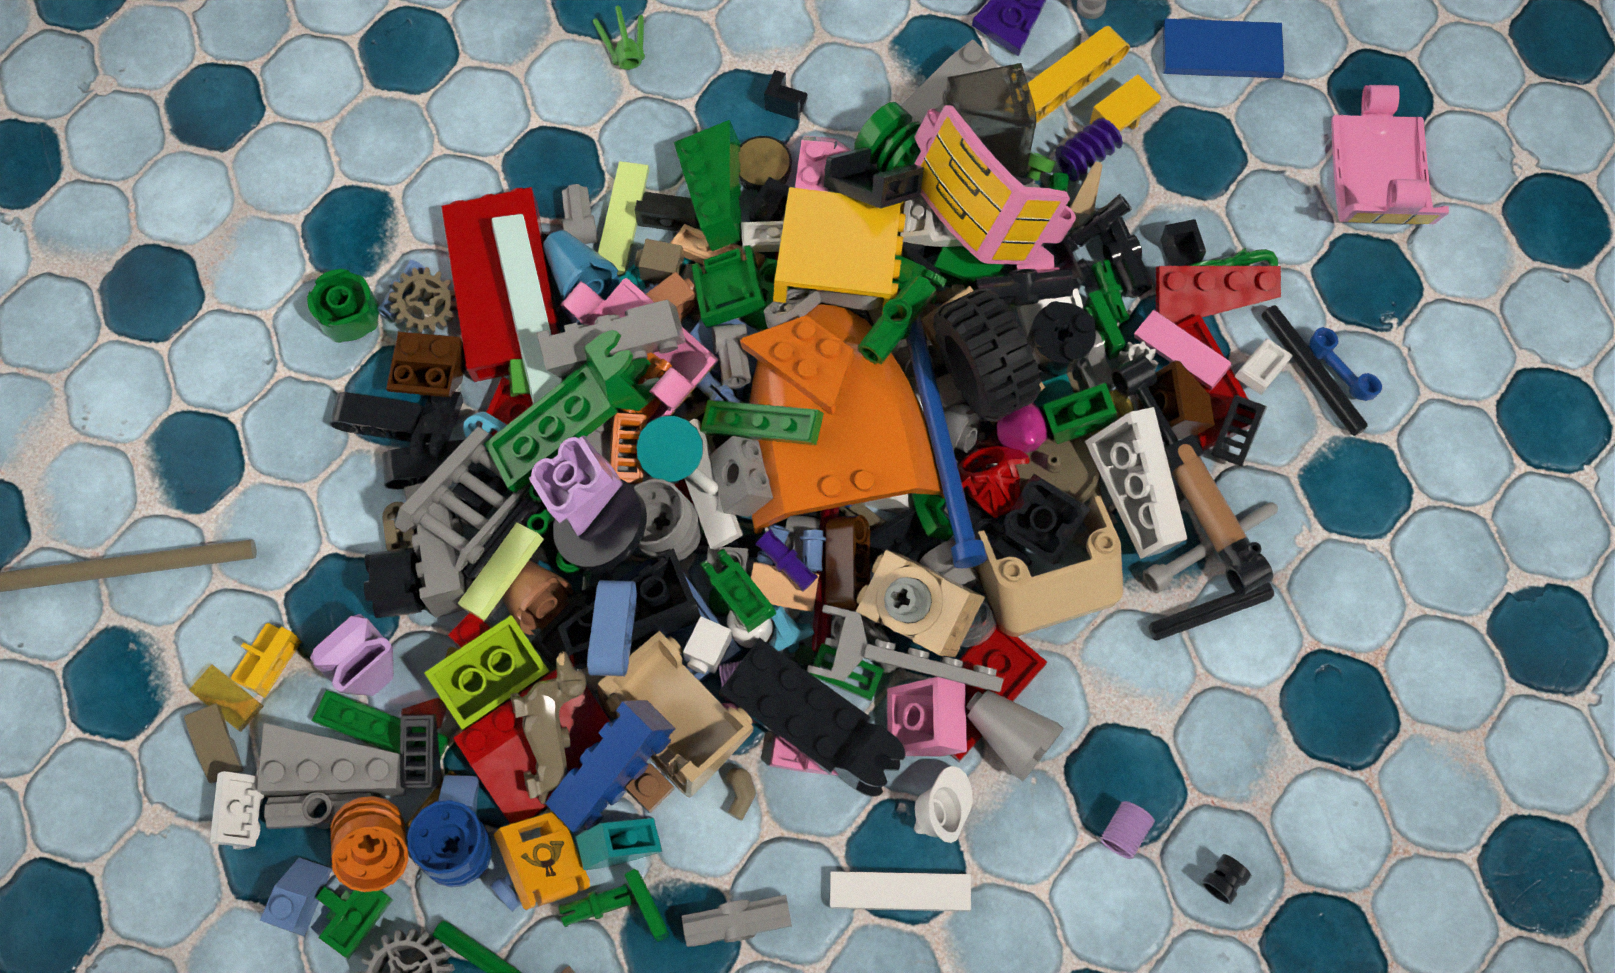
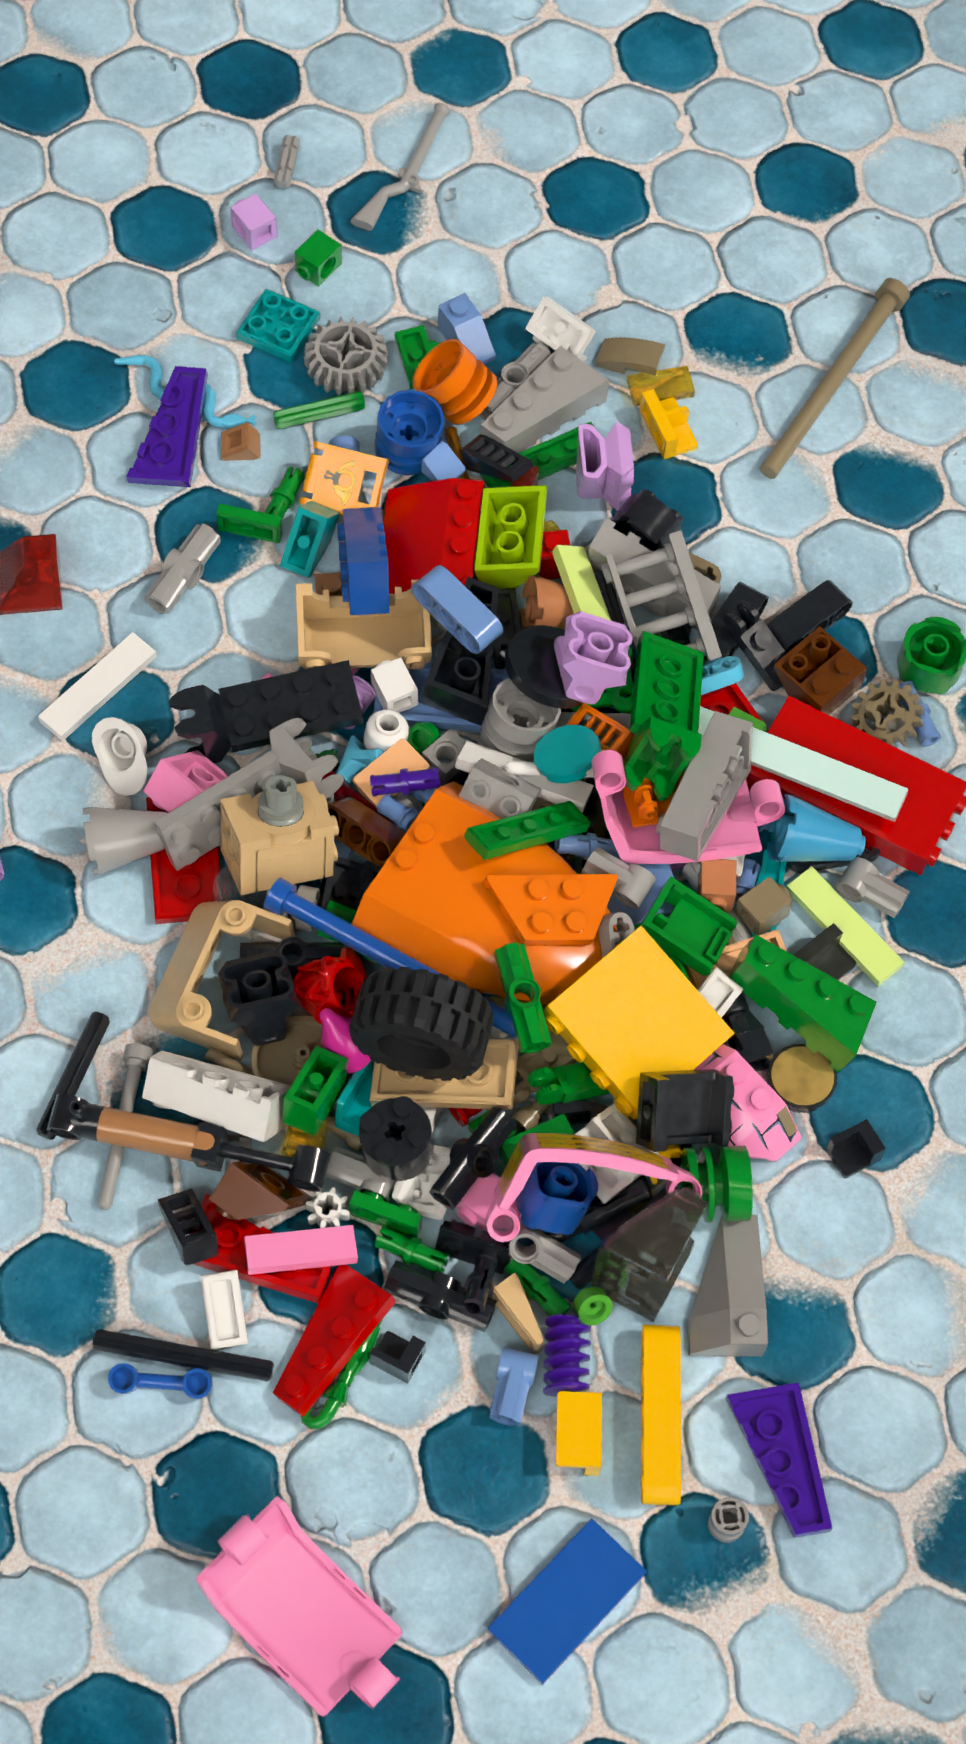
camera: 125 degrees right, 5 degrees down
(542, 725) = (430, 531): dark tan animal -> none
(739, 592) = (413, 727): green hinge -> none
(744, 790) = (269, 644): dark tan arm -> none
(1126, 171) = (514, 1378): none -> medium blue piece

